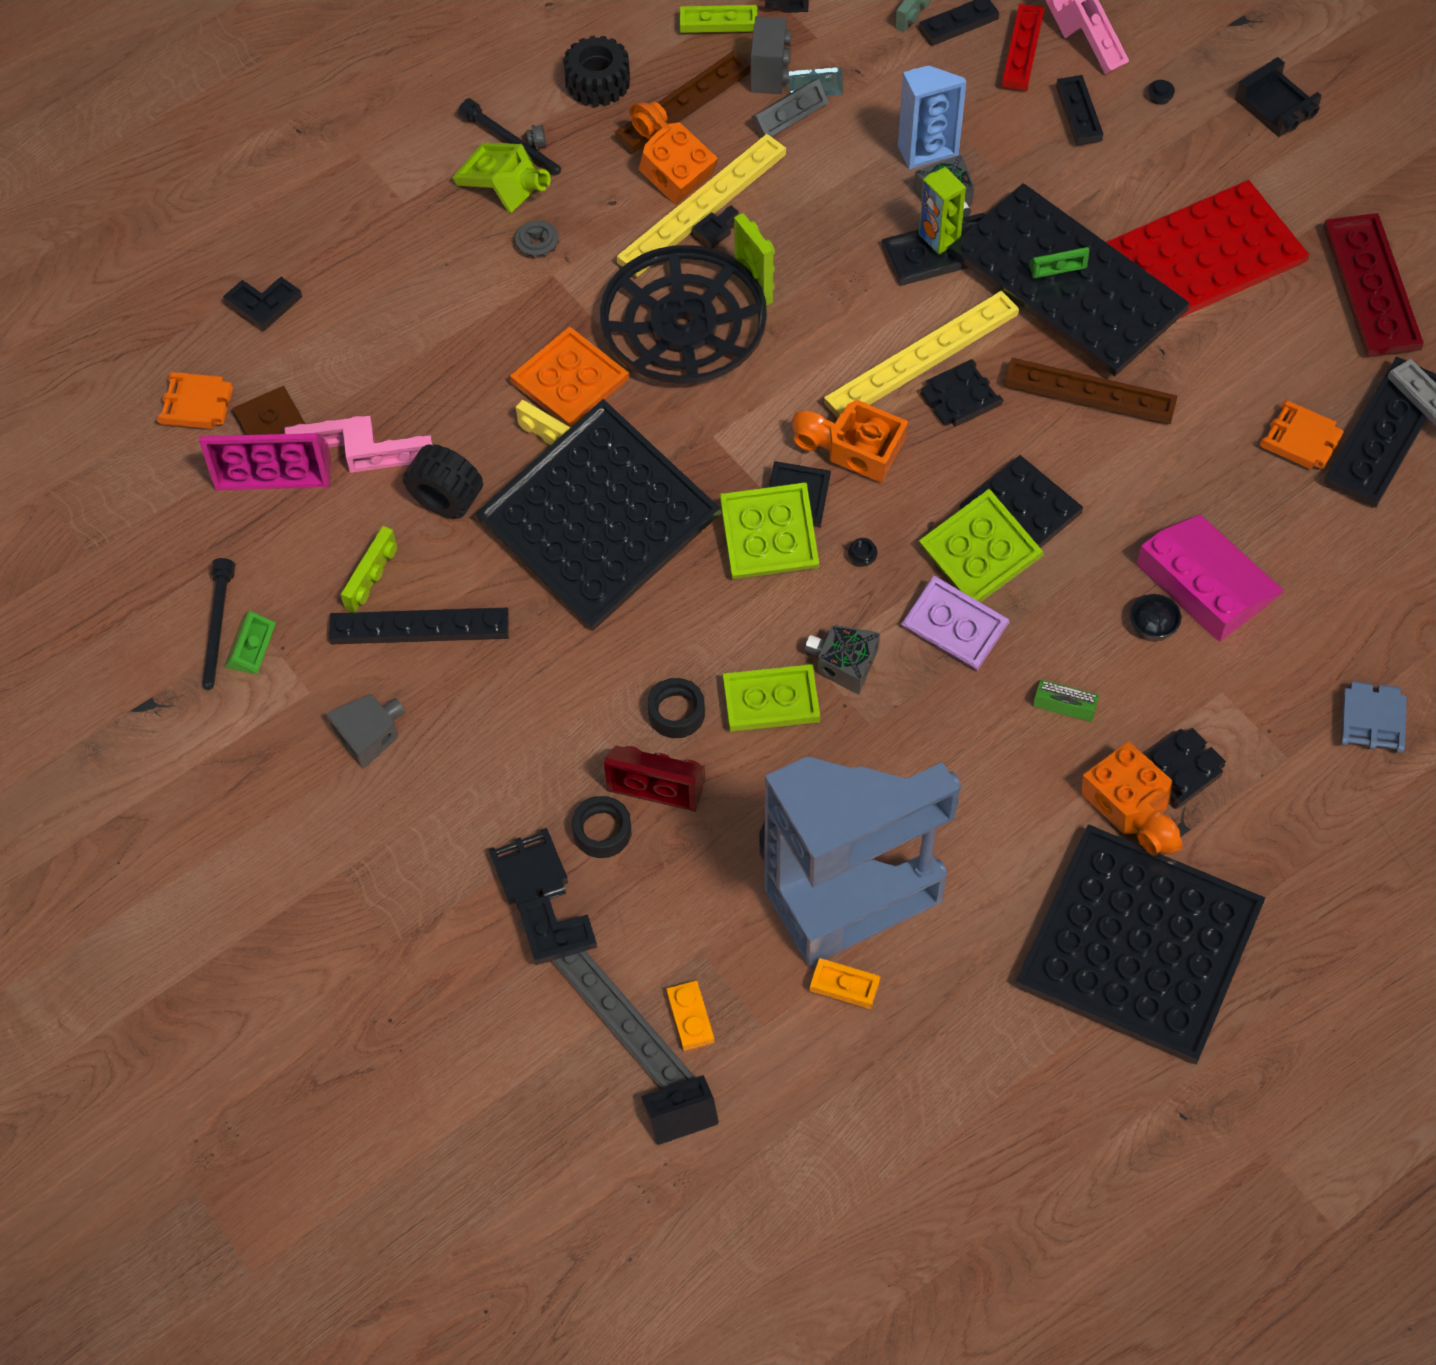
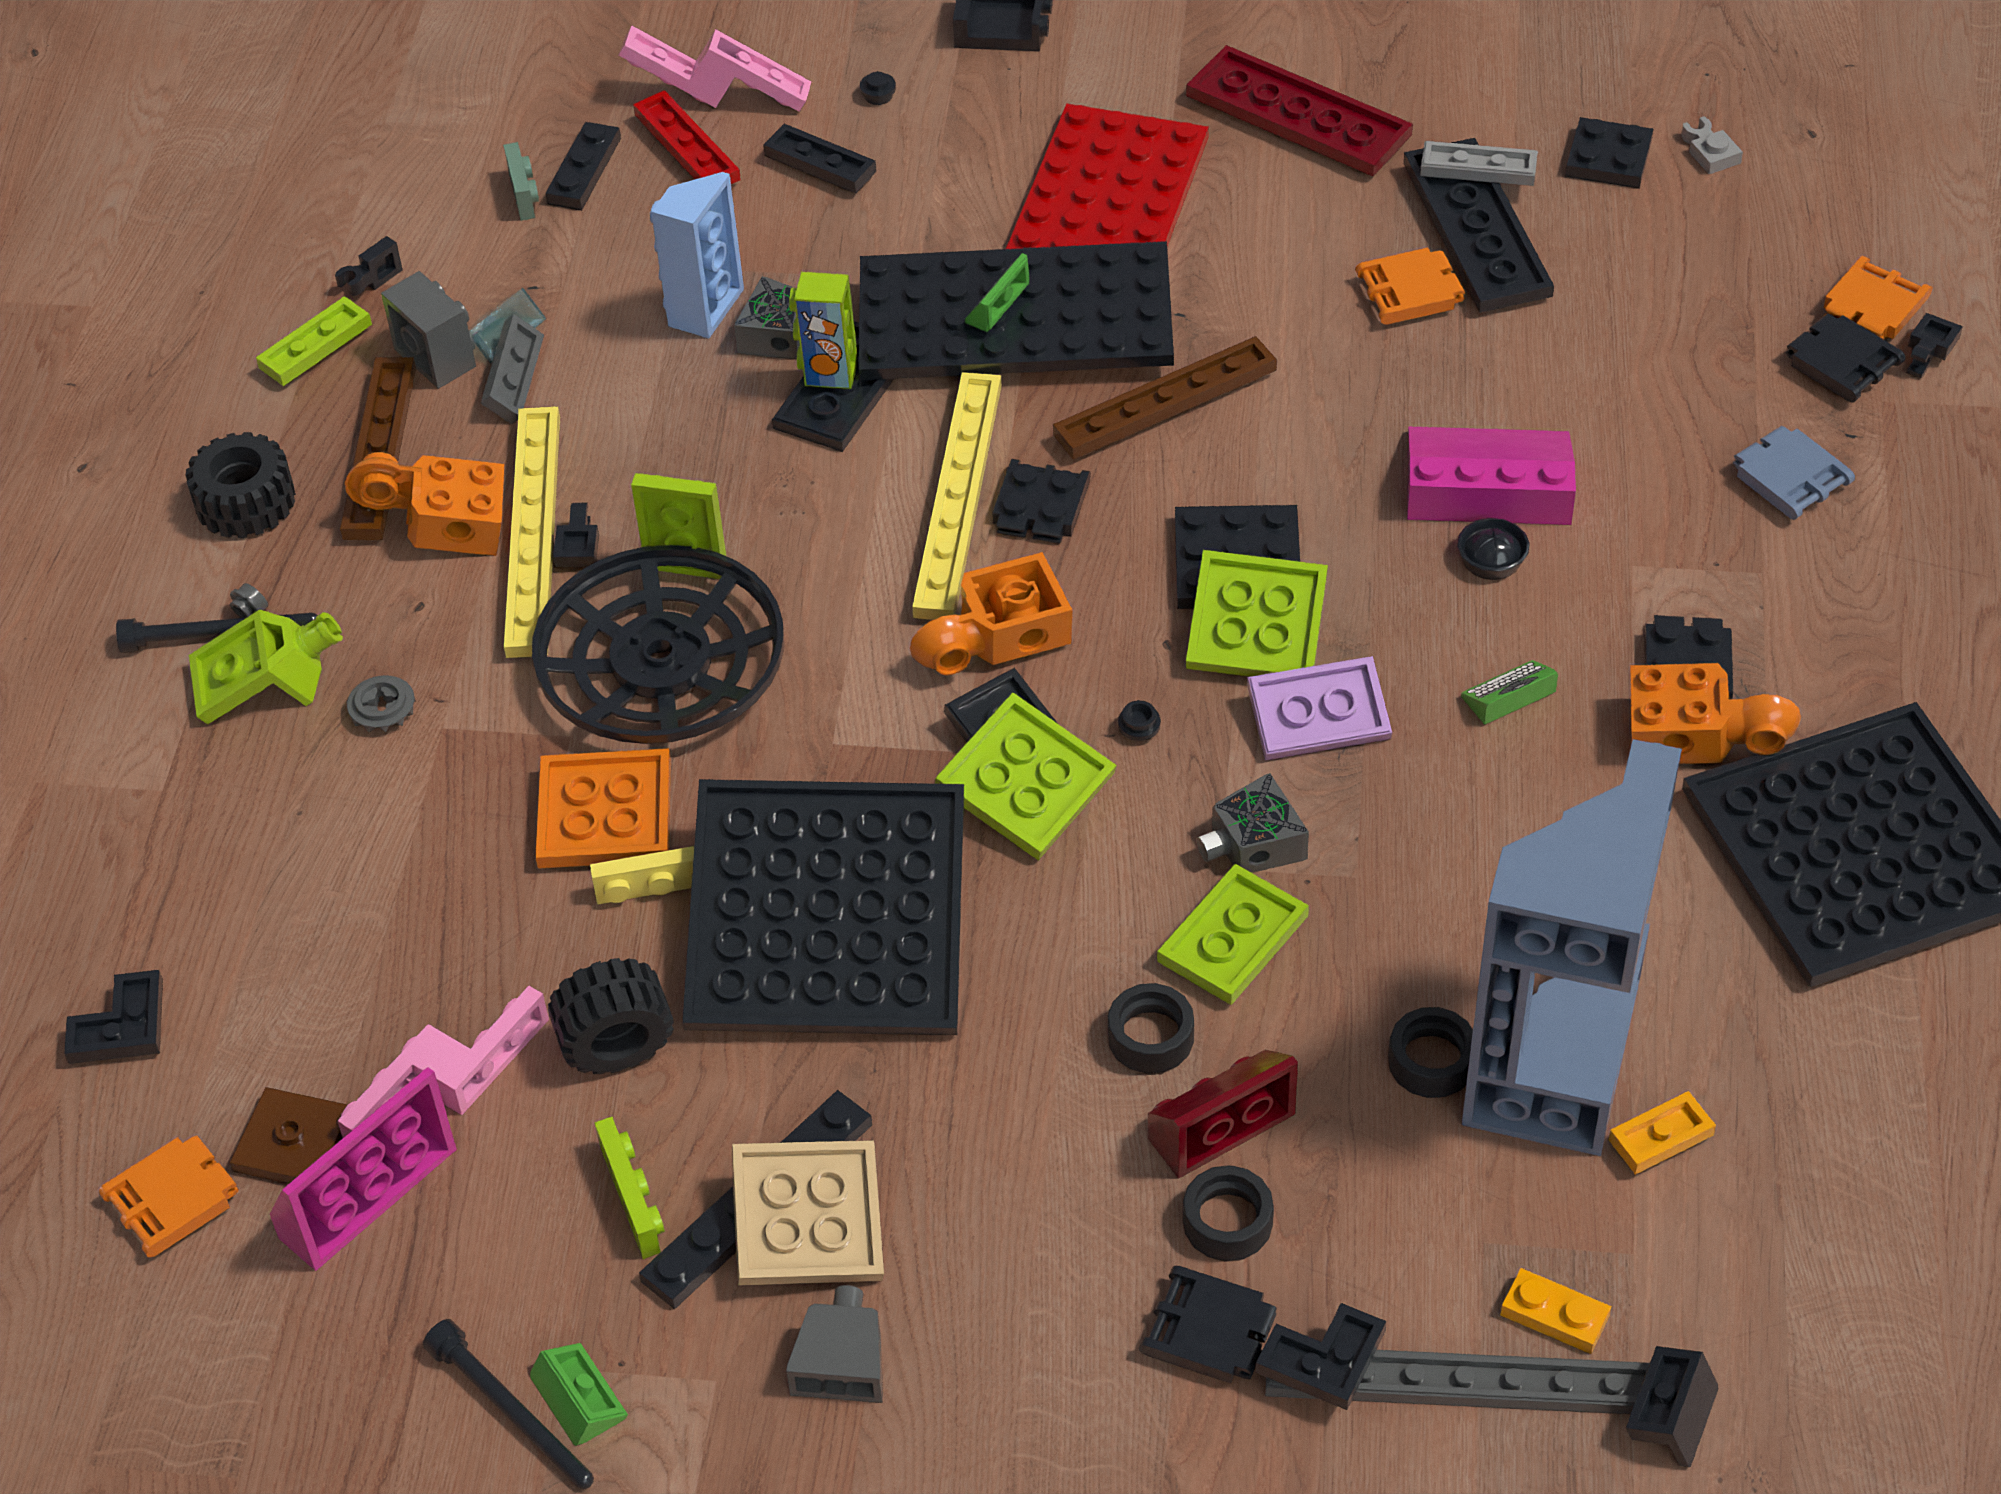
camera: 45 degrees left, 10 degrees down
(422, 651) = (806, 1212): none -> tan plate

